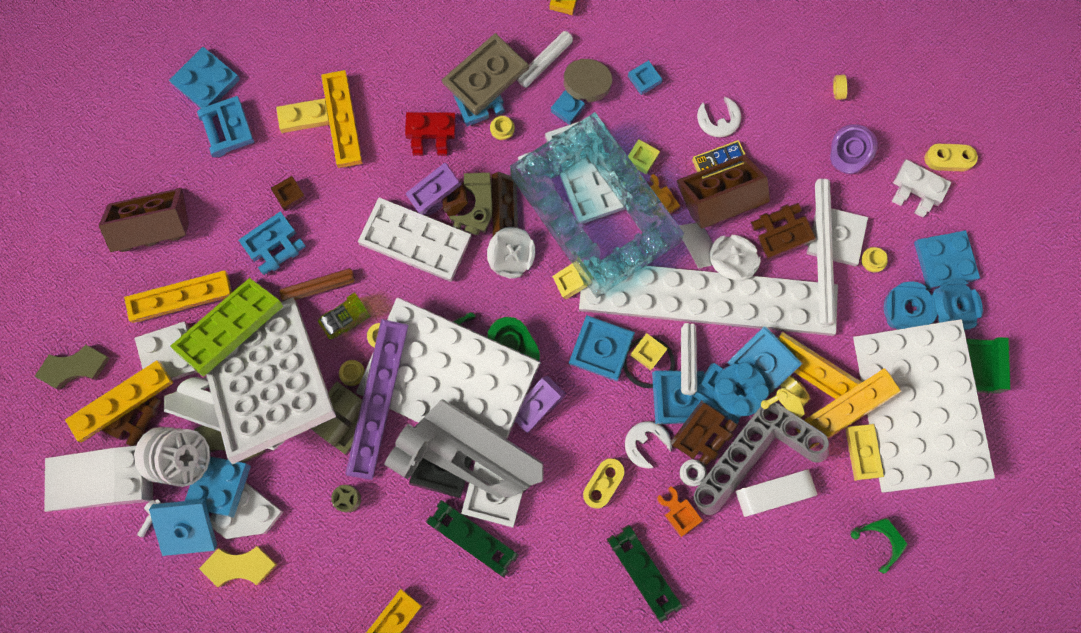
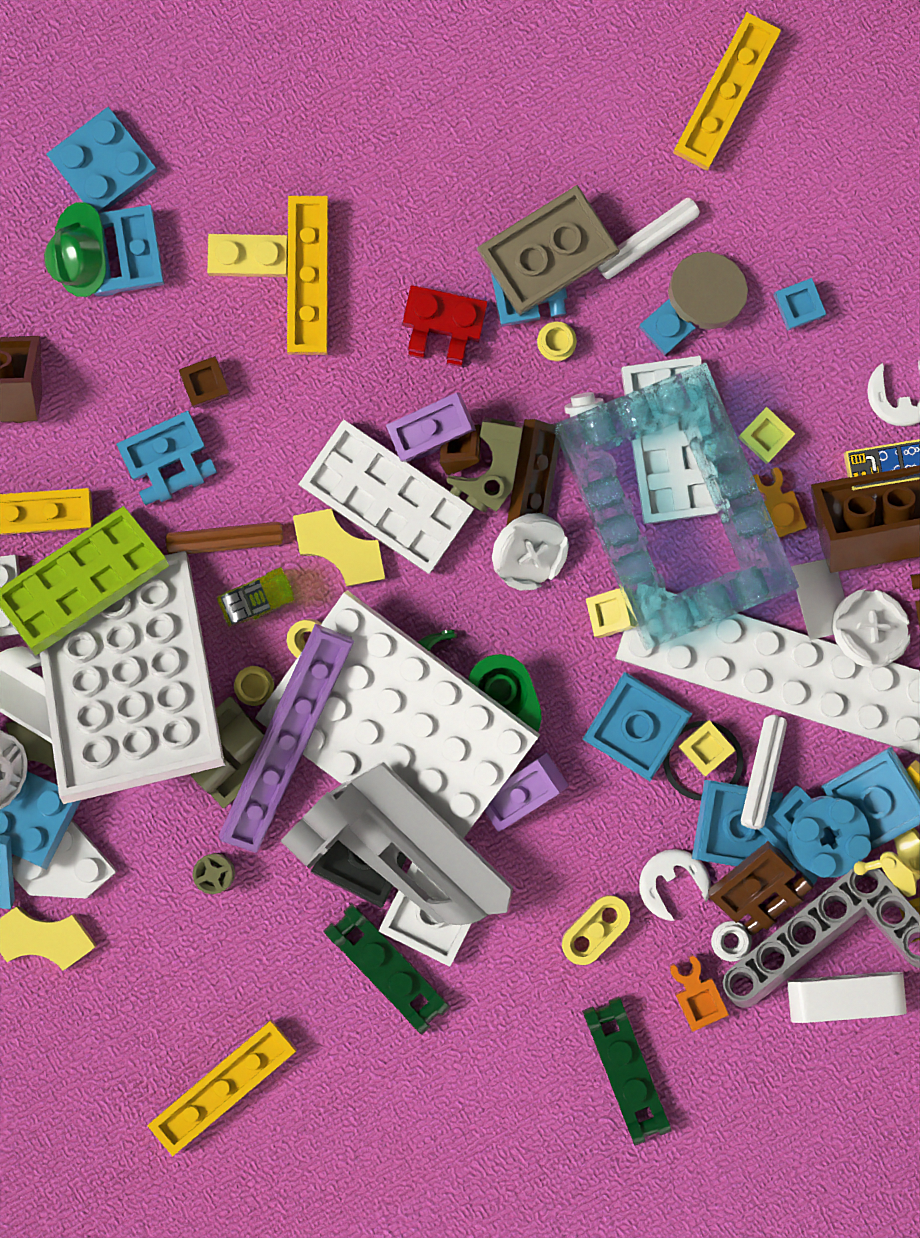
camera: 15 degrees right, 10 degrees up
(196, 132) = (77, 250): none -> green piece
(381, 273) = (323, 537): none -> light yellow tile

